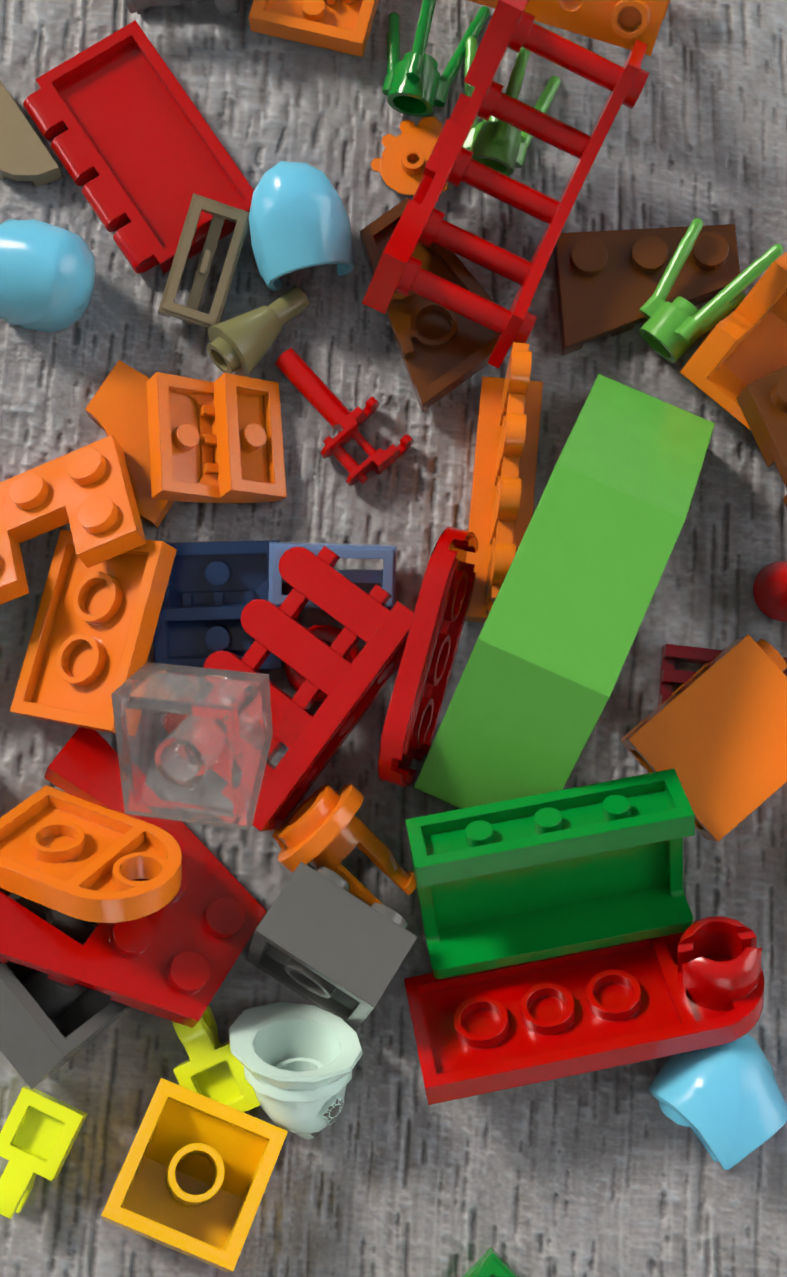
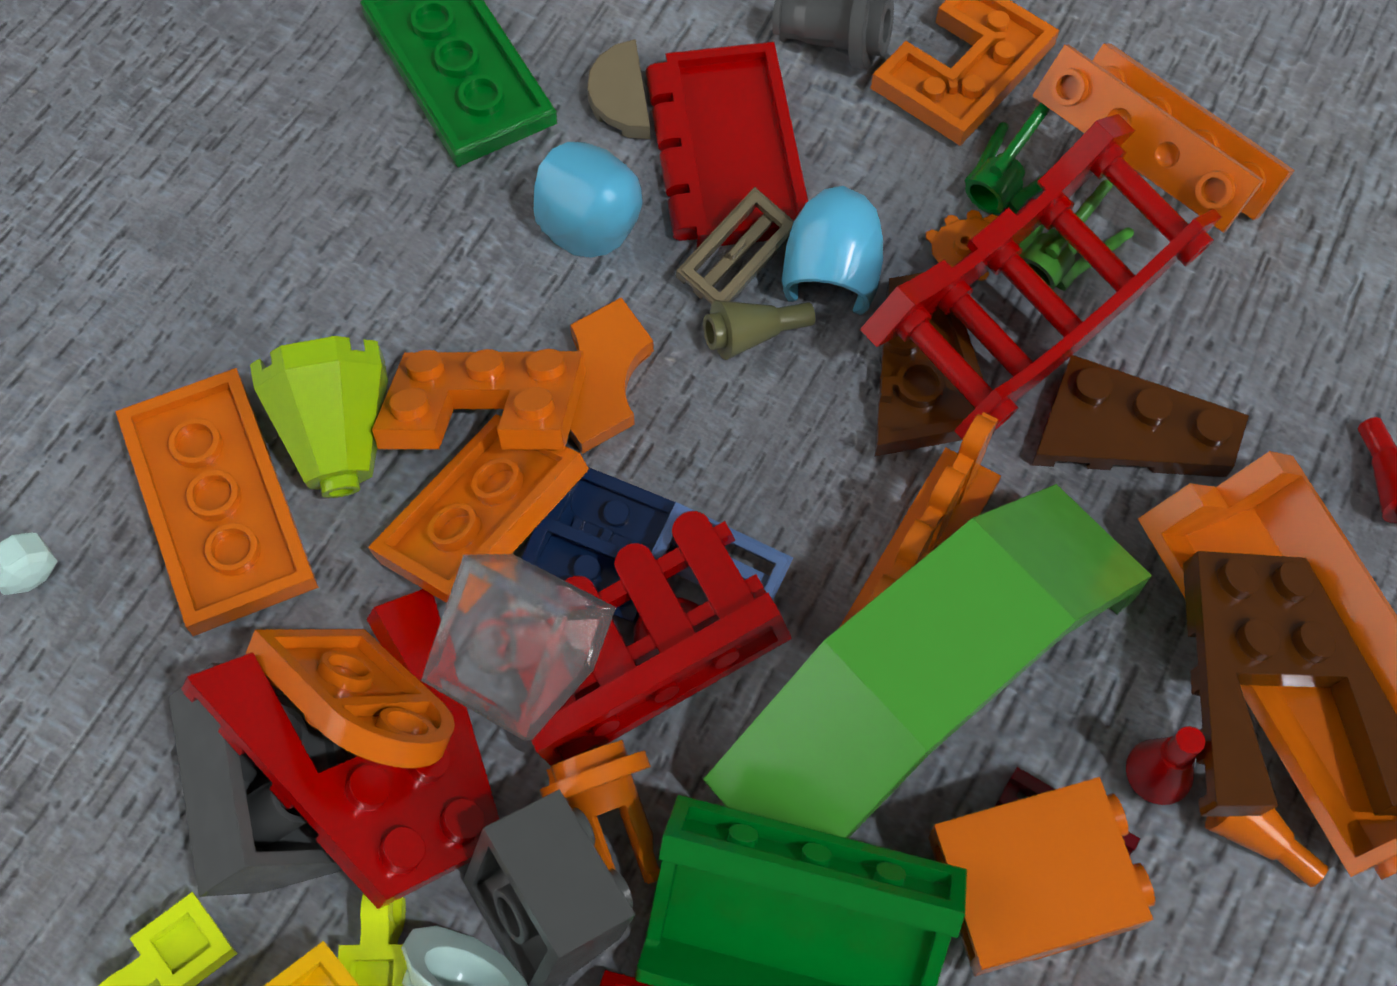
camera: 25 degrees right, 15 degrees down
(215, 439) = (673, 398): orange slope -> none
(340, 419) = (798, 435): red piece -> none
(428, 656) = (770, 657): red tile -> none
(679, 324) = (1152, 478): bright green plant -> none

